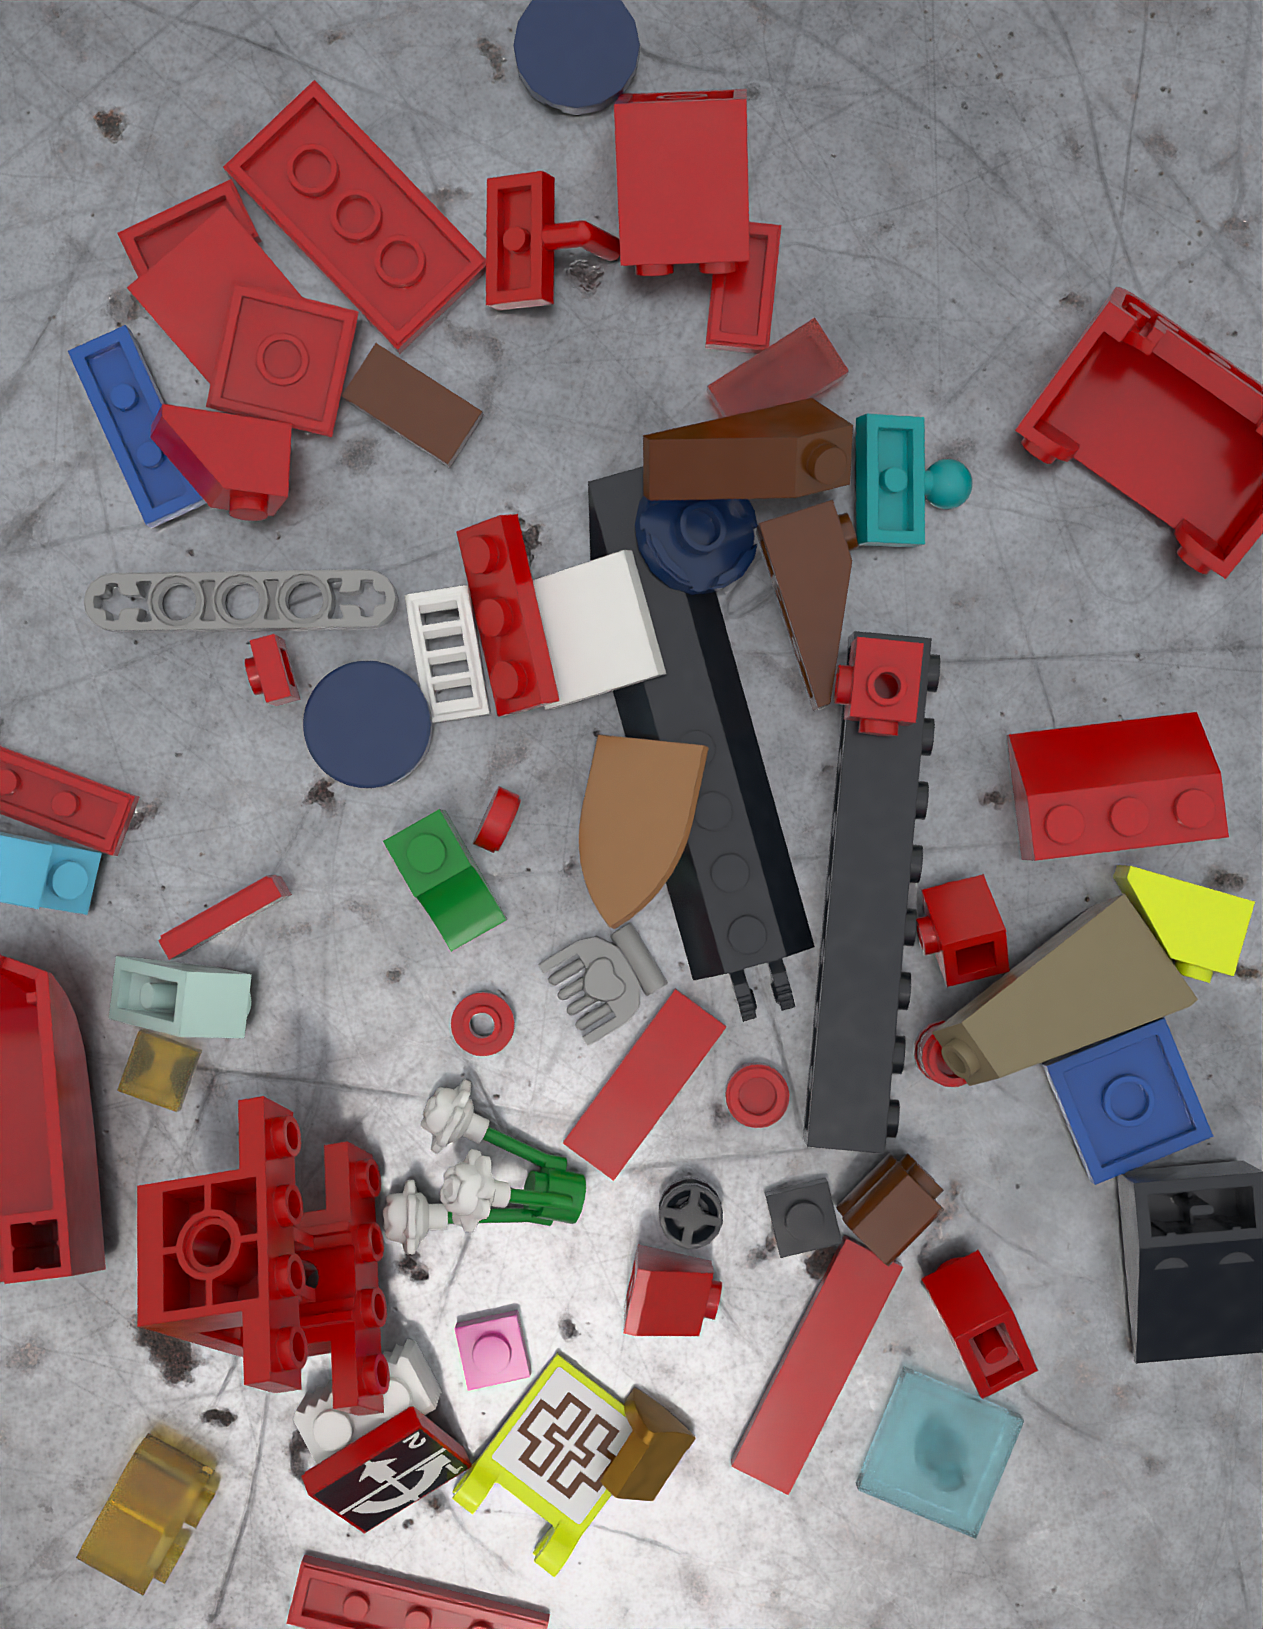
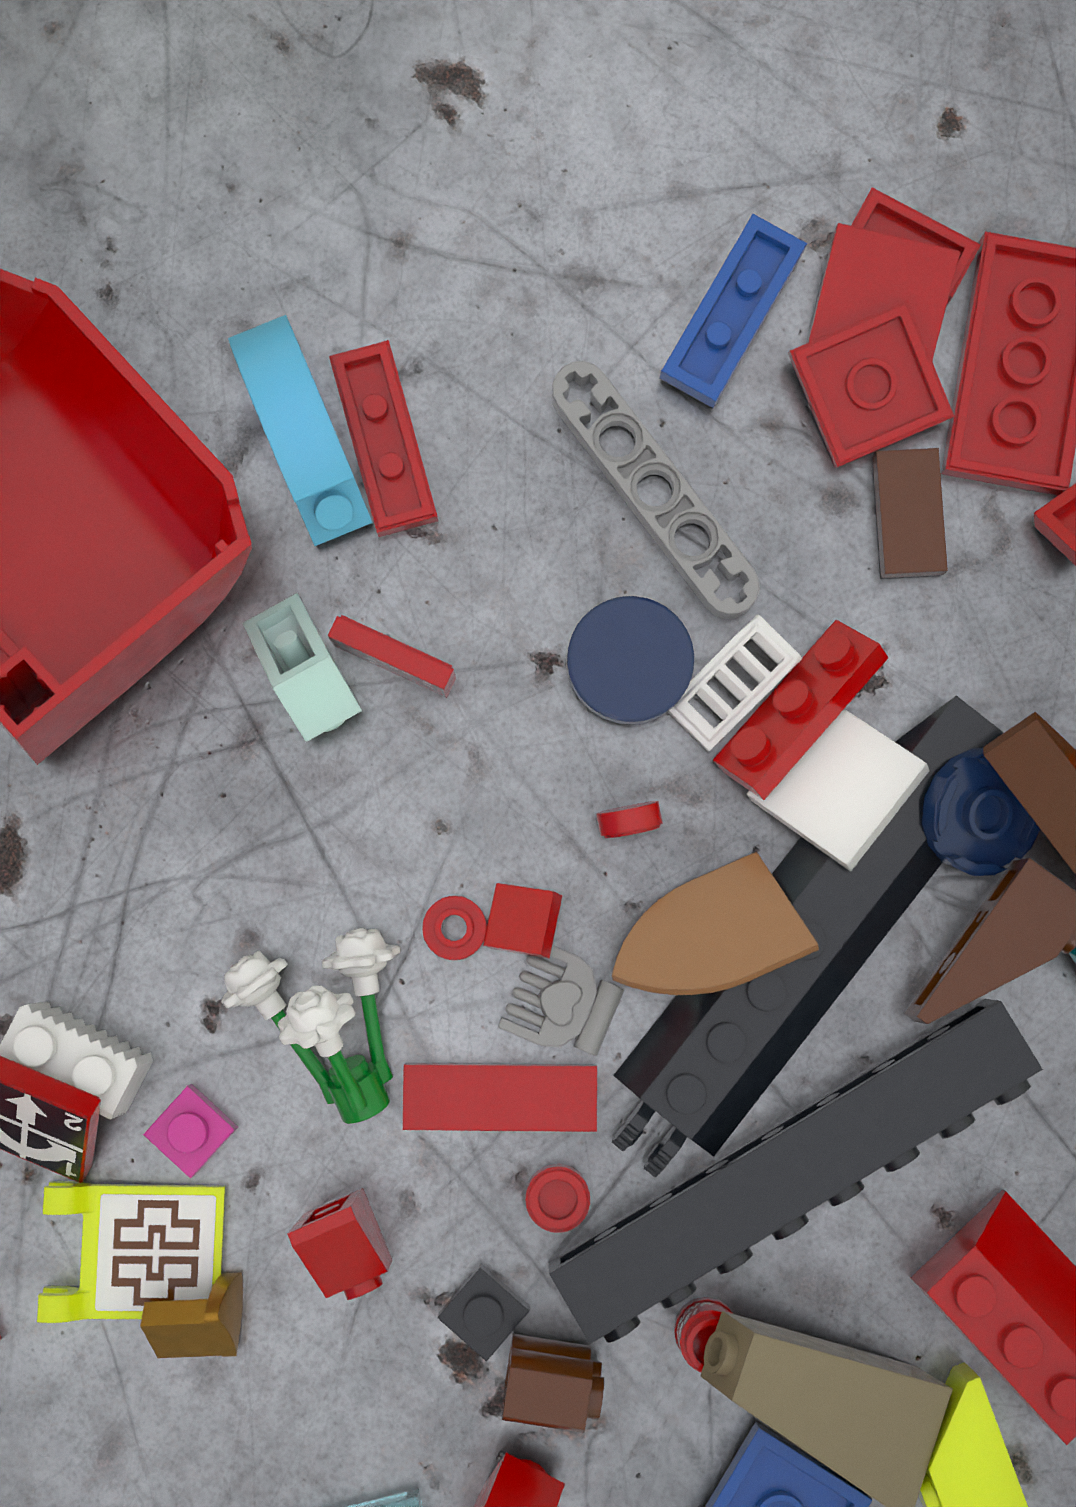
camera: 55 degrees right, 5 degrees down
(159, 1070) = (229, 693): clear yellow tile -> none
(228, 458) = (763, 395): red slope -> none
(232, 1257) = (128, 861): red piece -> none
(271, 671) = (617, 551): red plate -> none
(445, 879) = (551, 812): green arch -> none
(516, 964) = (523, 920): none -> red tile
(689, 1225) = (416, 1229): black wheel -> none
(815, 1366) = (368, 1414): tile -> none
(880, 684) = (978, 1055): red brick -> none
(963, 917) = (834, 1268): red brick -> none

